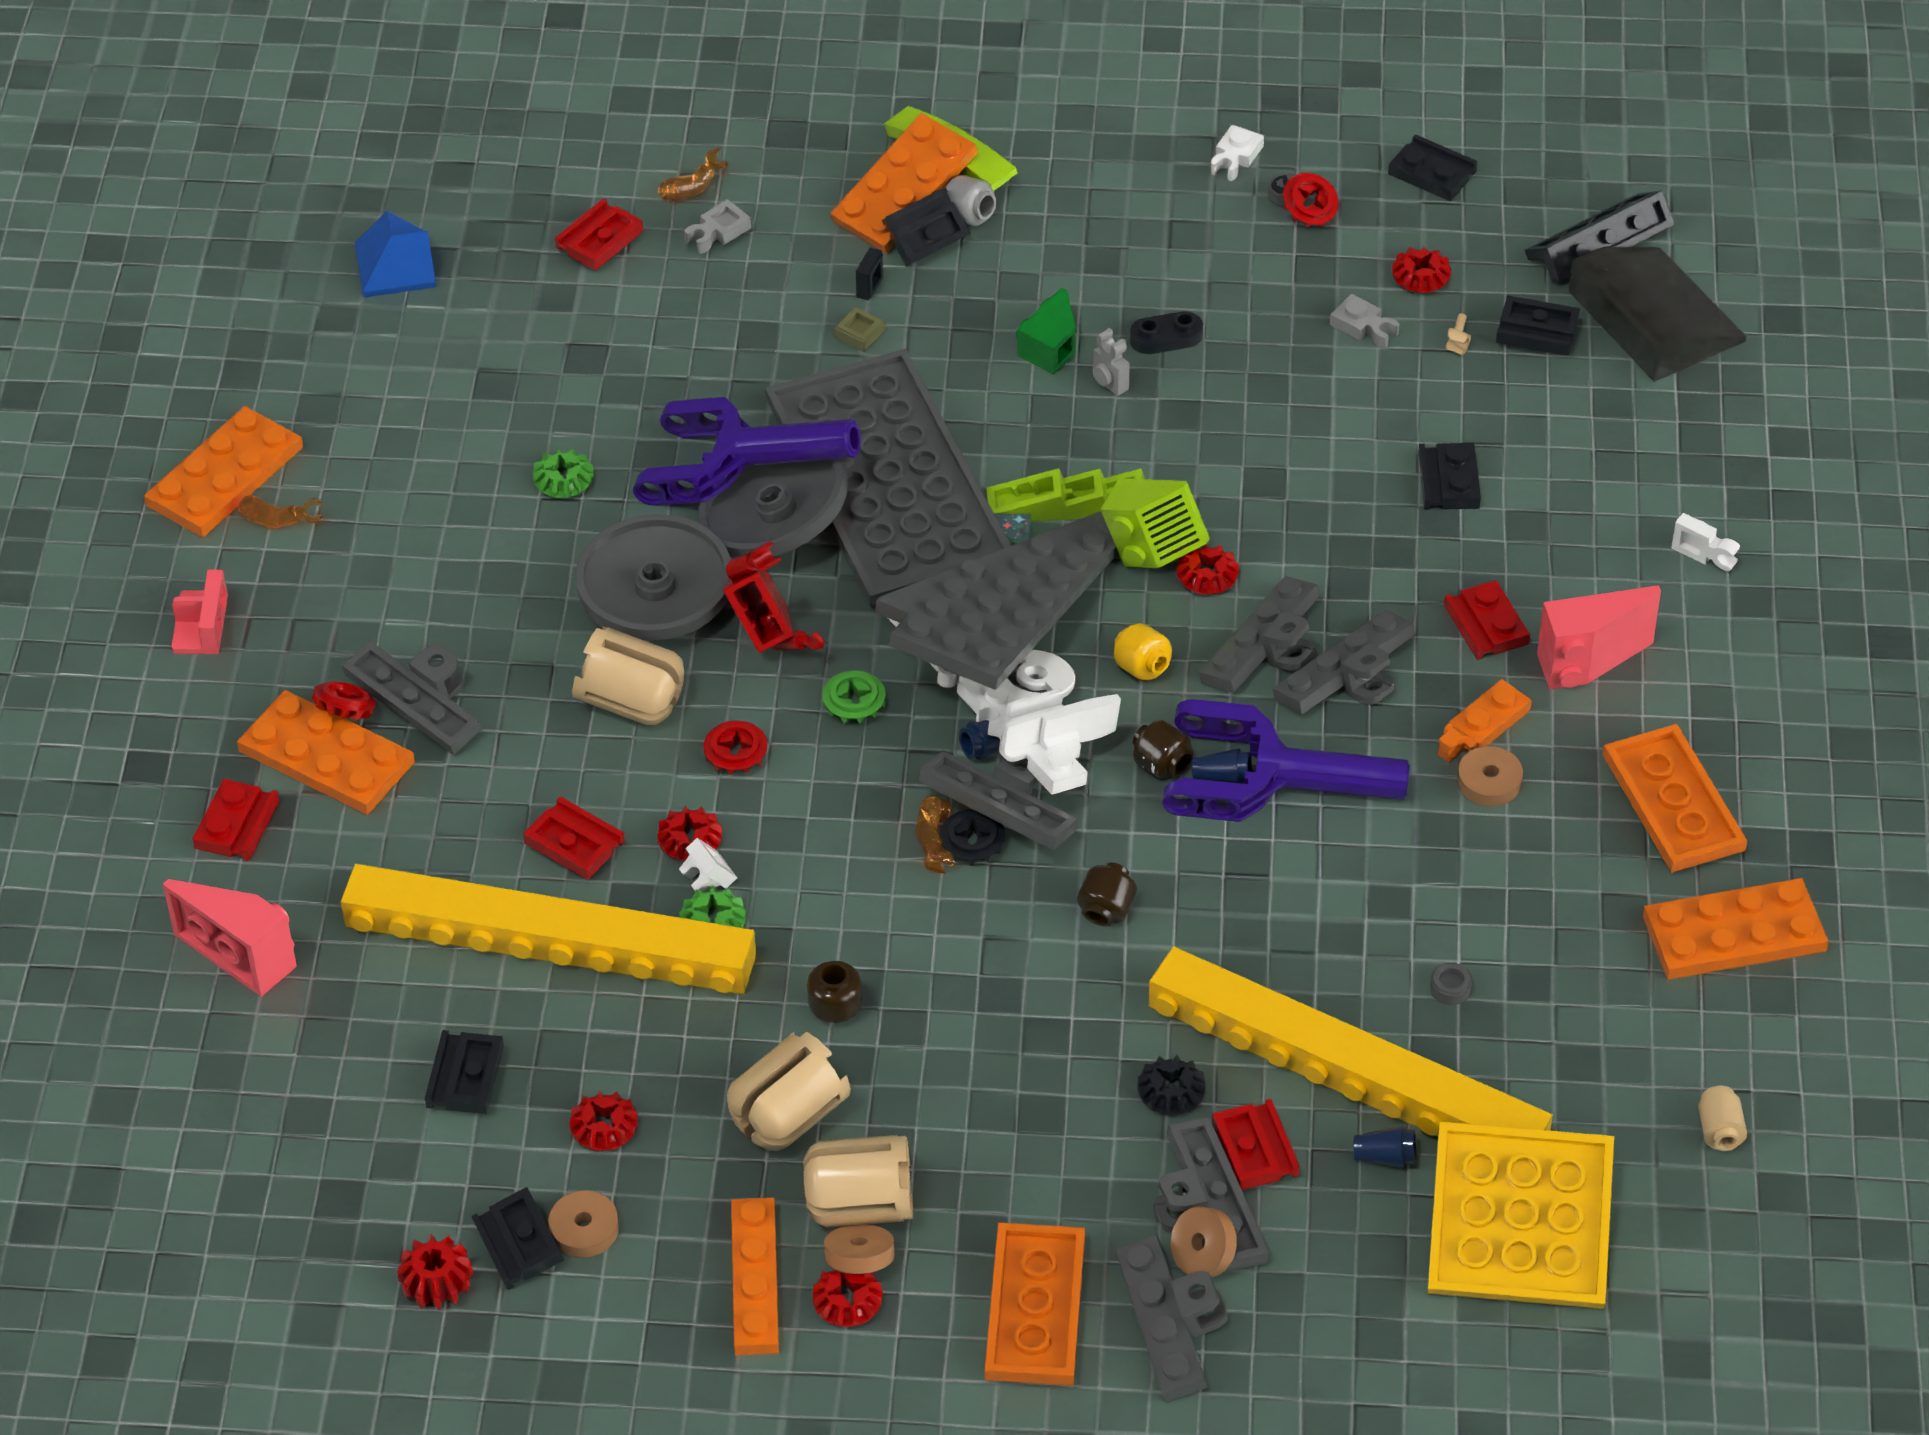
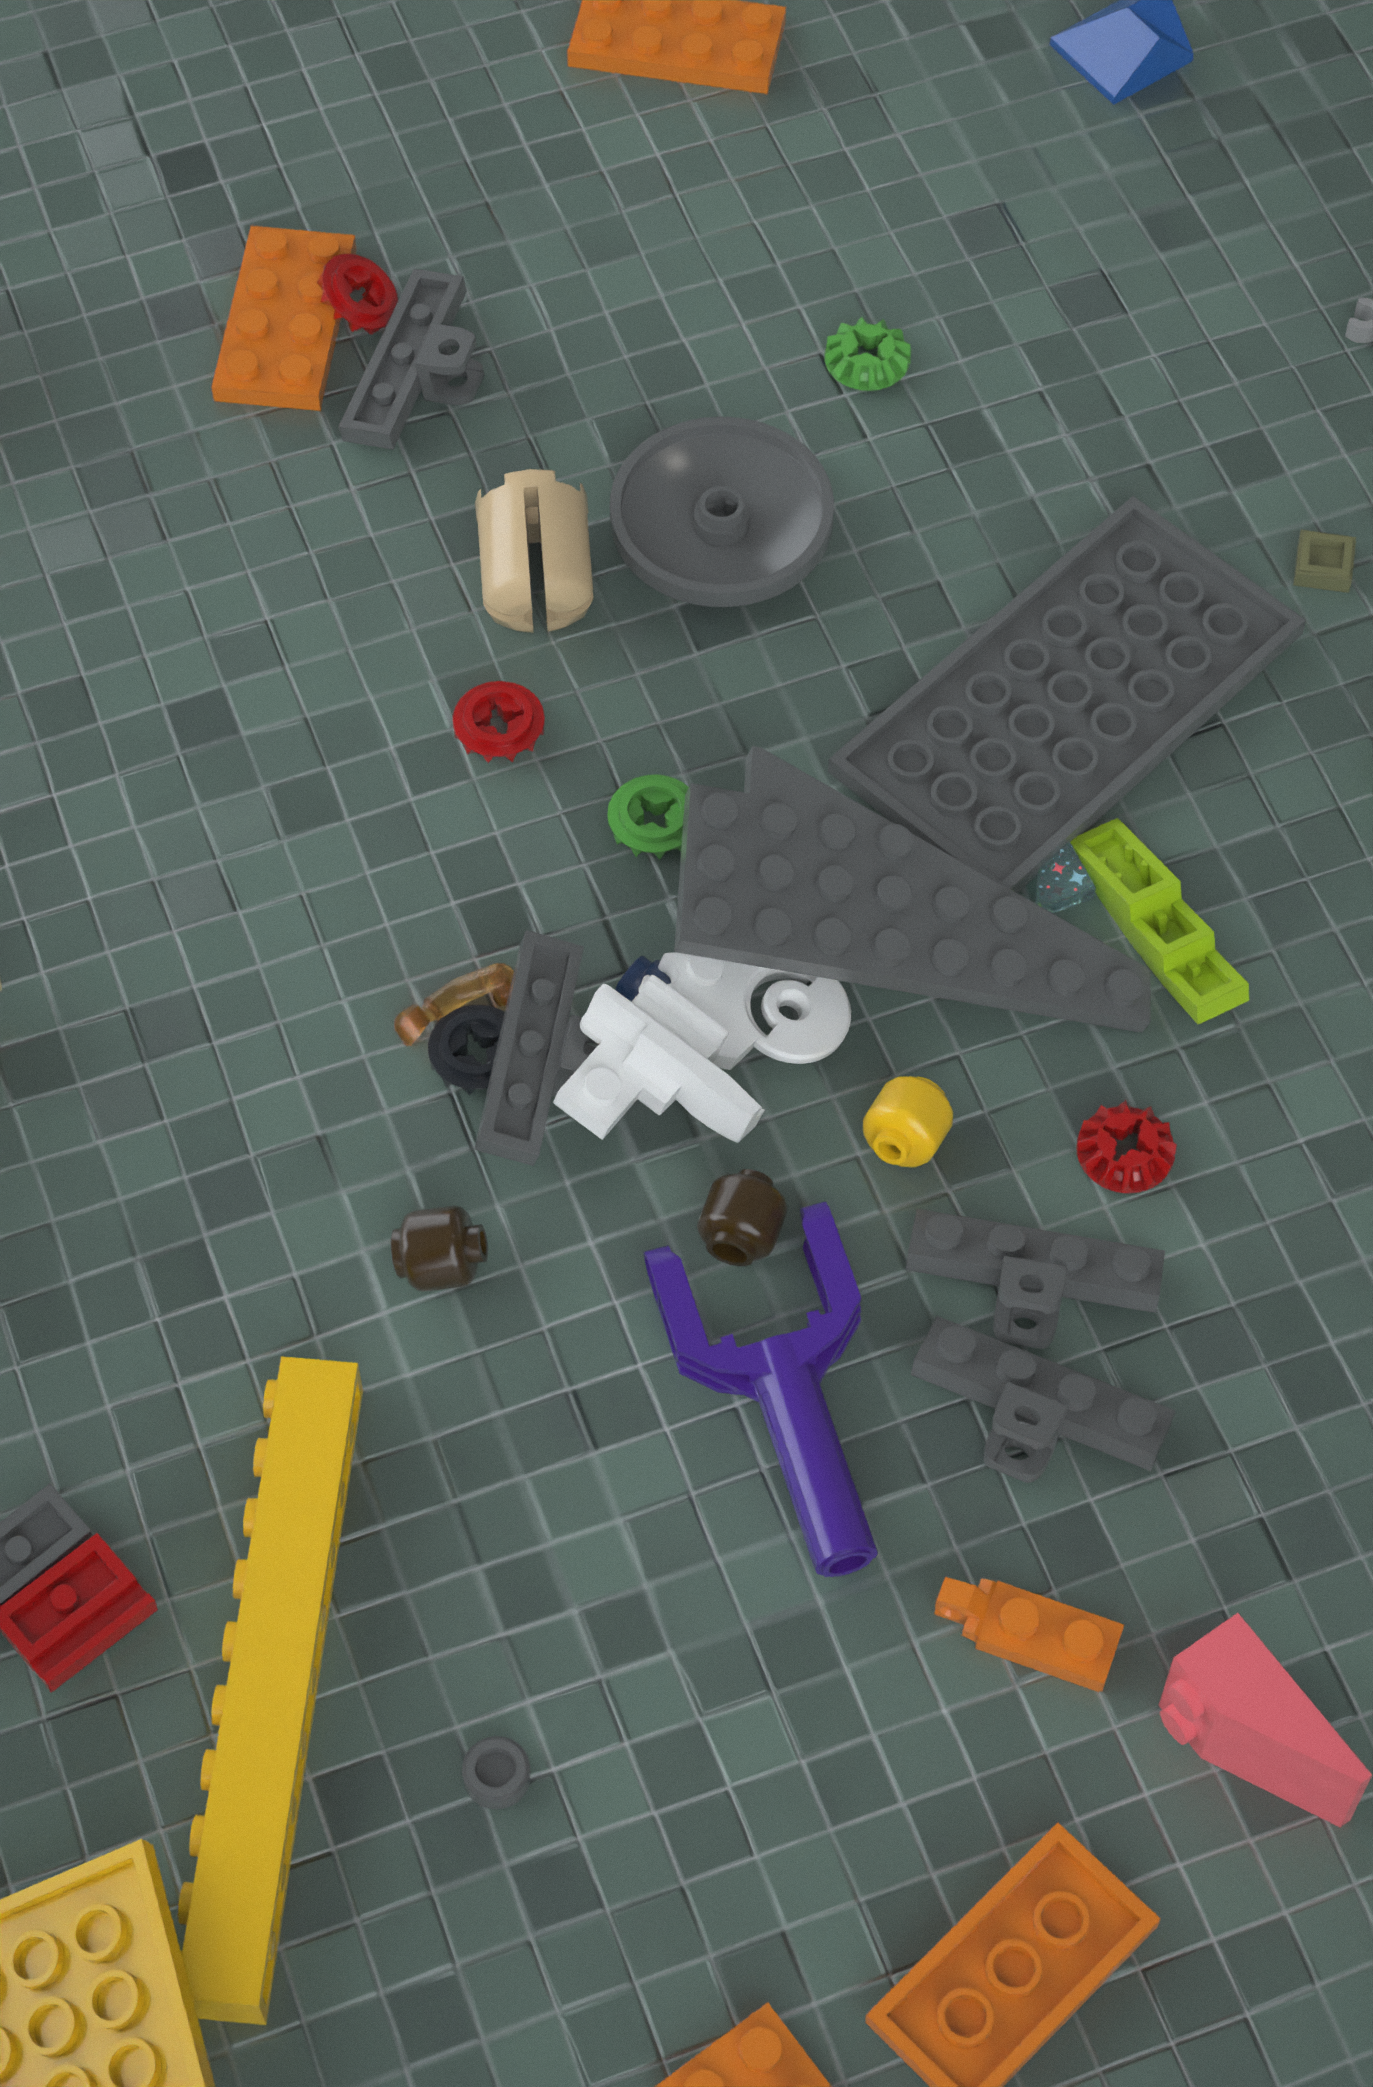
camera: 65 degrees right, 10 degrees up
(200, 617) = (433, 114): coral panel -> none
(235, 819) = (138, 279): red plate -> none
(274, 517) = (626, 111): clear orange arm -> none
(549, 928) = (95, 657): yellow brick -> none
(573, 838) = (257, 613): red plate -> none
(599, 234) = (1299, 217): red plate -> none
(672, 833) = (323, 751): red gear -> none
(709, 864) = (277, 772): white tile -> none
(729, 908) = (194, 830): bright green gear -> none
(737, 448) = (989, 505): dark purple piece -> none
(761, 604) = (723, 639): red torso -> none
(776, 505) = (928, 581): dark grey dish -> none
(834, 991) = (114, 990): dark brown head -> none
(1153, 521) = (1127, 1027): lime slope -> none
(1173, 1099) = (158, 1487): black gear -> none
(1222, 766) = (747, 1305): dark blue cone -> none
(1387, 1147) = (138, 1794): dark blue cone -> none
(1487, 620) = (1242, 1559): red plate -> none
(1490, 790) = (935, 1652): medium nougat piece -> none

